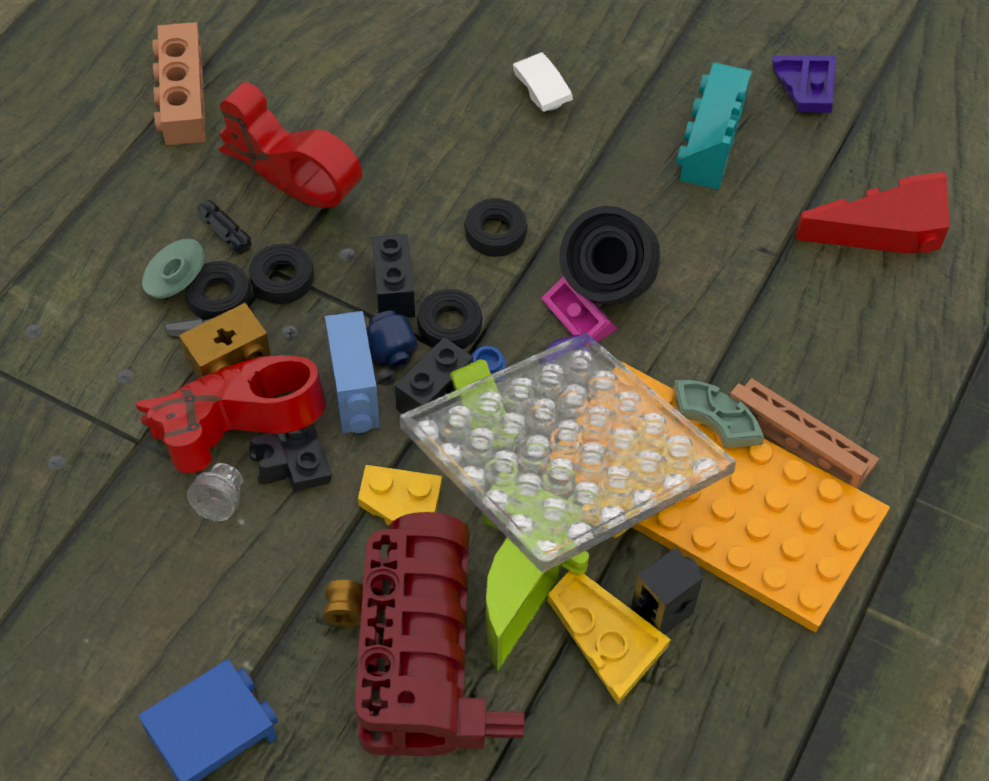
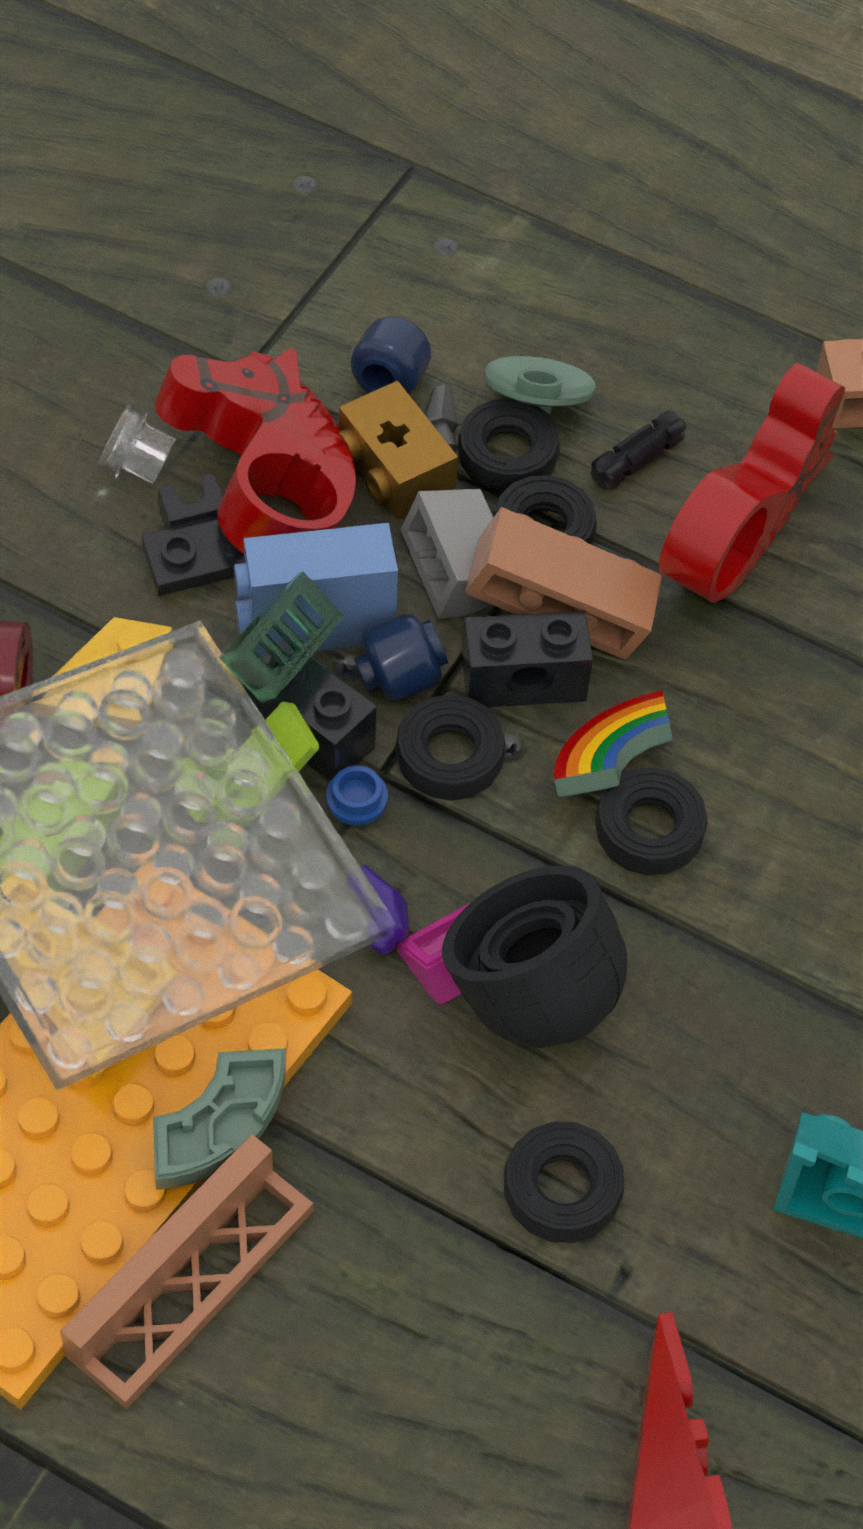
camera: 90 degrees right, 0 degrees up
(146, 349) = (391, 352): none -> dark blue head
(301, 312) = (442, 540): none -> light grey brick
(343, 251) = (542, 570): none -> nougat brick
(415, 371) = (251, 668): none -> clear green slope
(448, 242) = (607, 743): none -> tile
(720, 286) = (558, 1220): none -> black tyre

